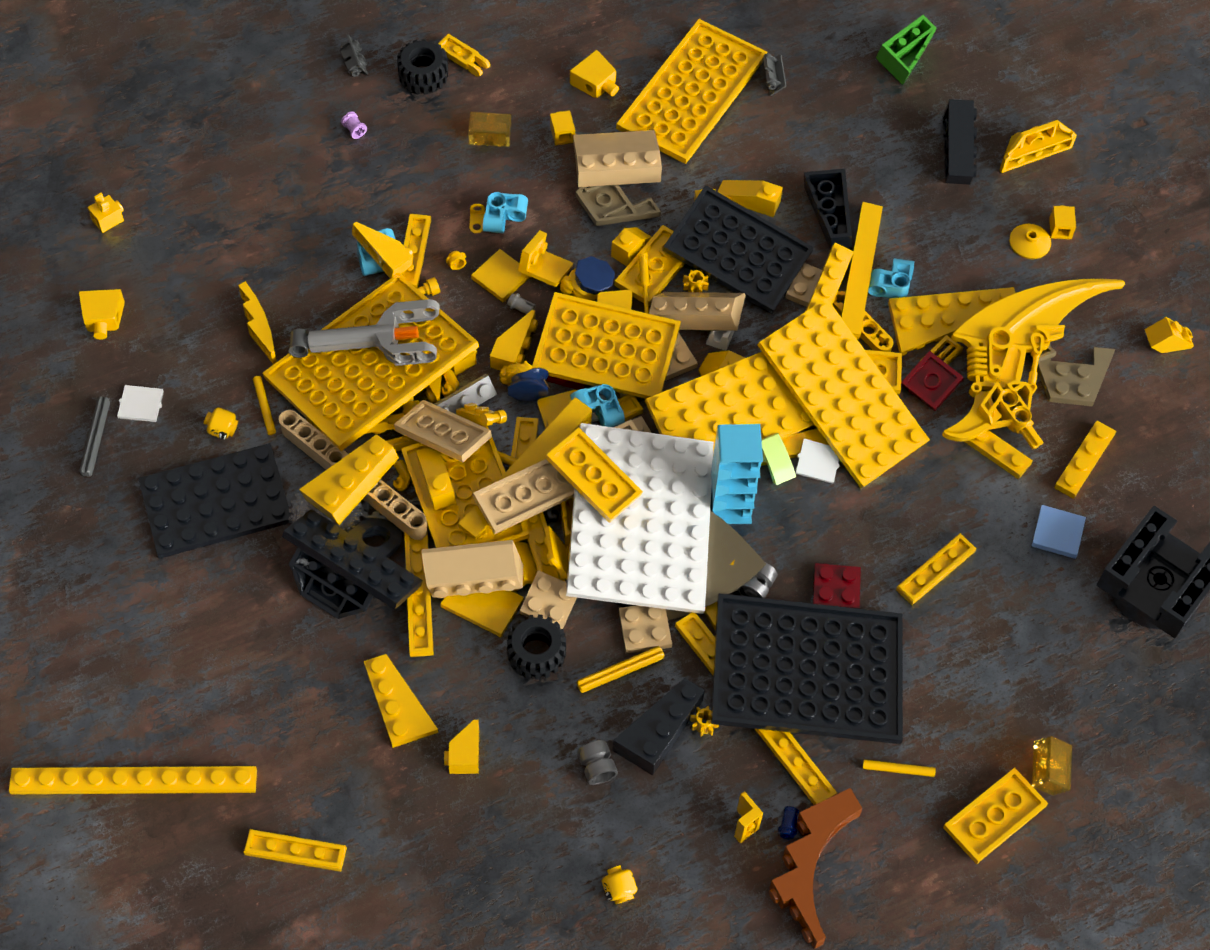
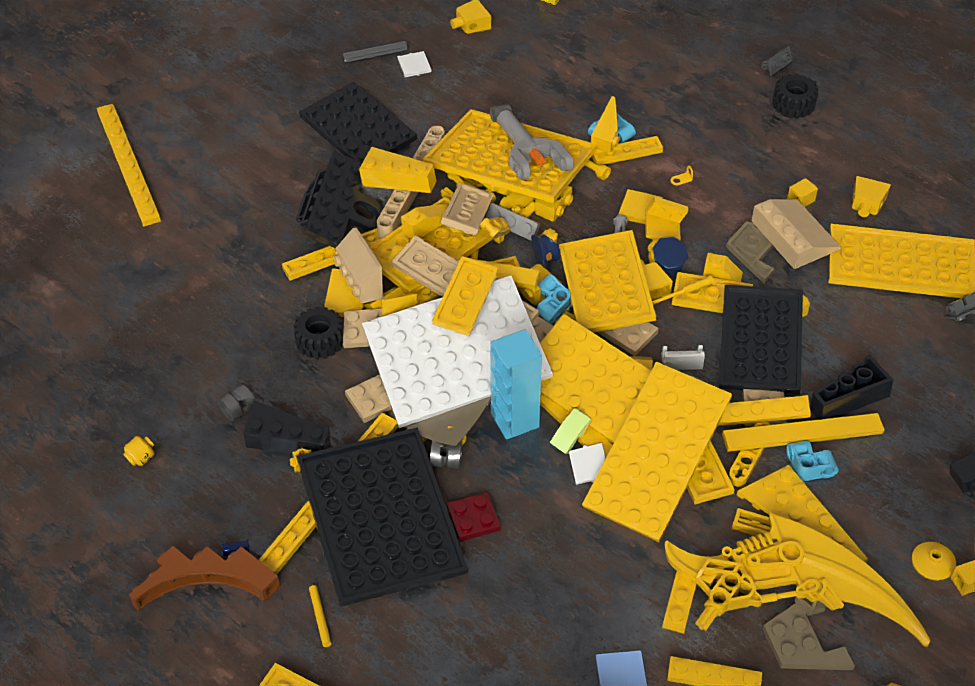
camera: 70 degrees right, 10 degrees down
(221, 423) = (417, 103): yellow head -> none
(258, 323) = (513, 92): yellow slope -> none
(265, 409) = (452, 119): yellow bar -> none
(295, 850) = (105, 261): yellow tile -> none
(353, 124) = (717, 78): lavender bush -> none
(398, 705) = (236, 277): yellow wing -> none
(456, 260) = (635, 176): yellow plate -> none
(464, 55) = (827, 115): yellow hinge -> none
(464, 751) = (218, 322): yellow slope -> none
(490, 129) = (768, 153): clear yellow brick -> none
(510, 207) = (696, 183): medium azure piece -> none
(512, 343) = (576, 229): yellow slope -> none
(620, 669) = (327, 394): yellow axle -> none
(695, 281) = (711, 324): yellow gear -> none
(700, 309) = (680, 328): tan slope -> none
(750, 819) = (222, 514): yellow panel -> none
(753, 195) = (827, 336): yellow slope -> none
(932, 381) = (719, 521): dark red plate -> none
(935, 569) = (530, 586): yellow tile -> none

